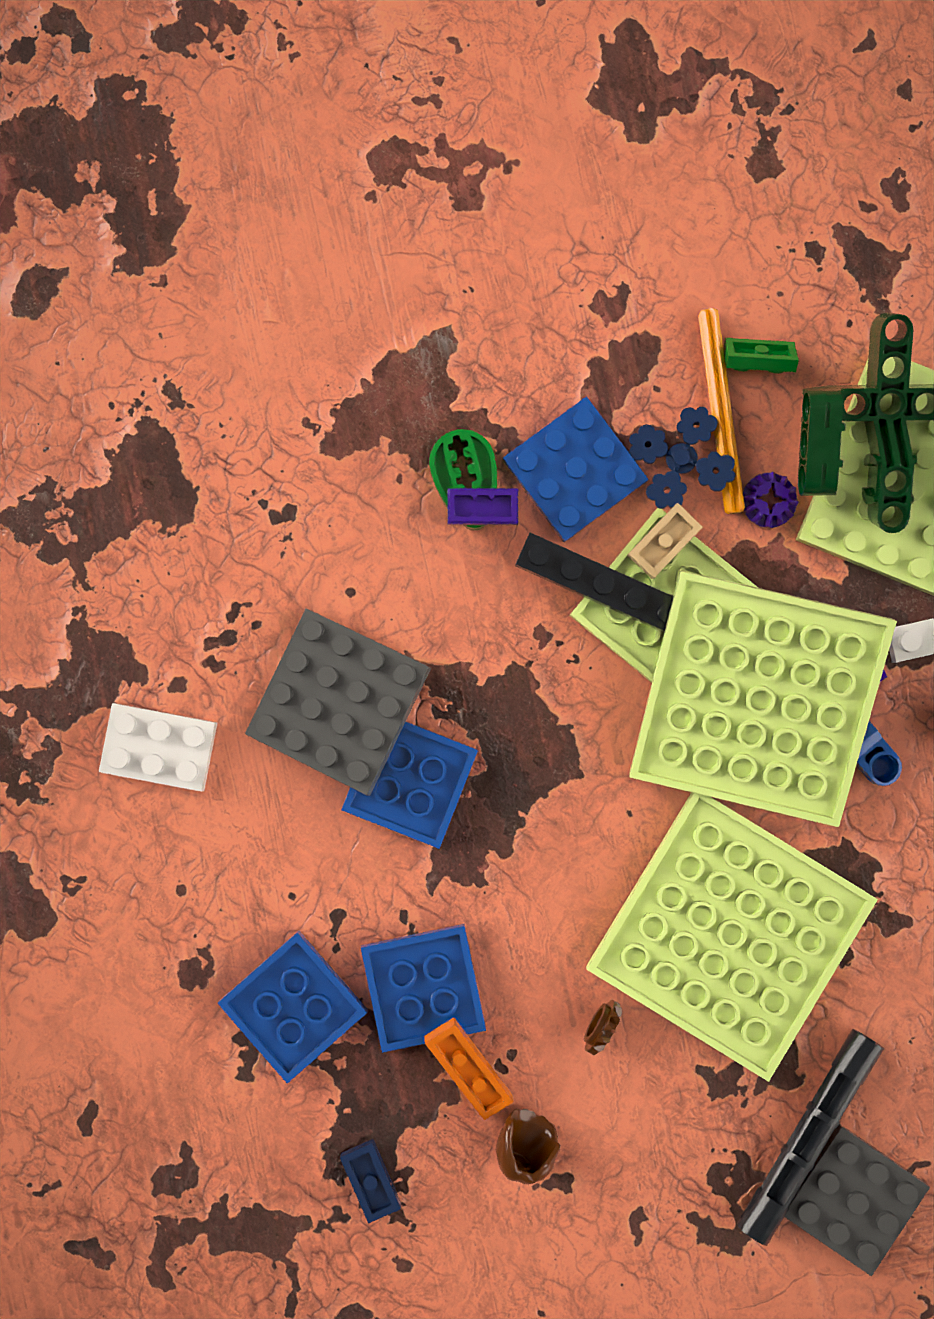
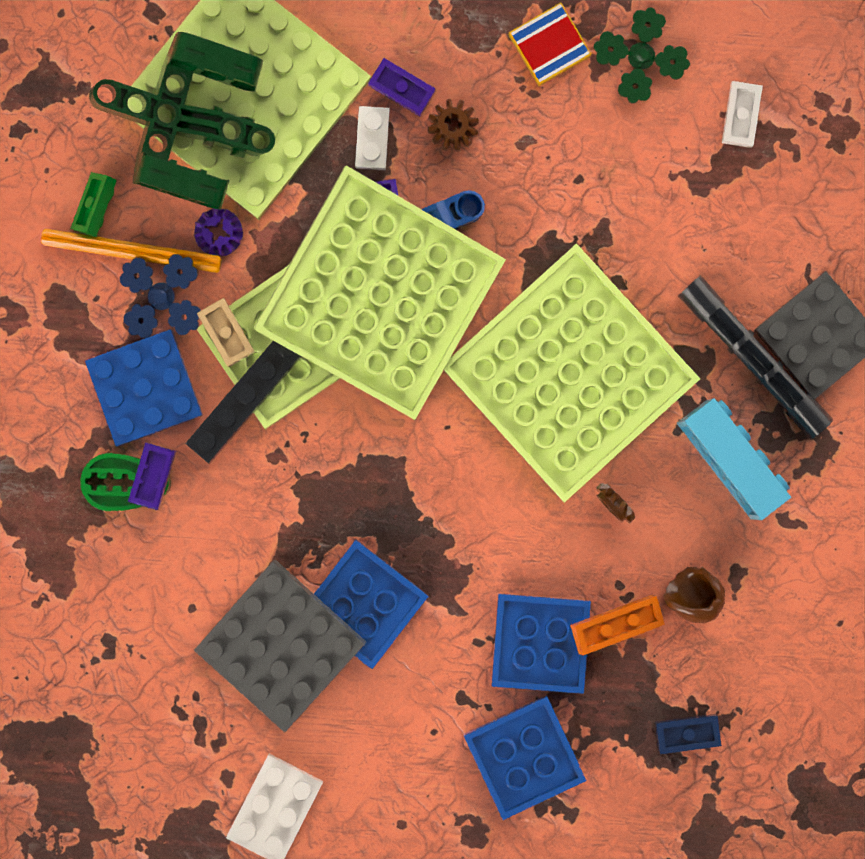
camera: 70 degrees left, 0 degrees up
(691, 1149) = (734, 459): none -> medium azure brick

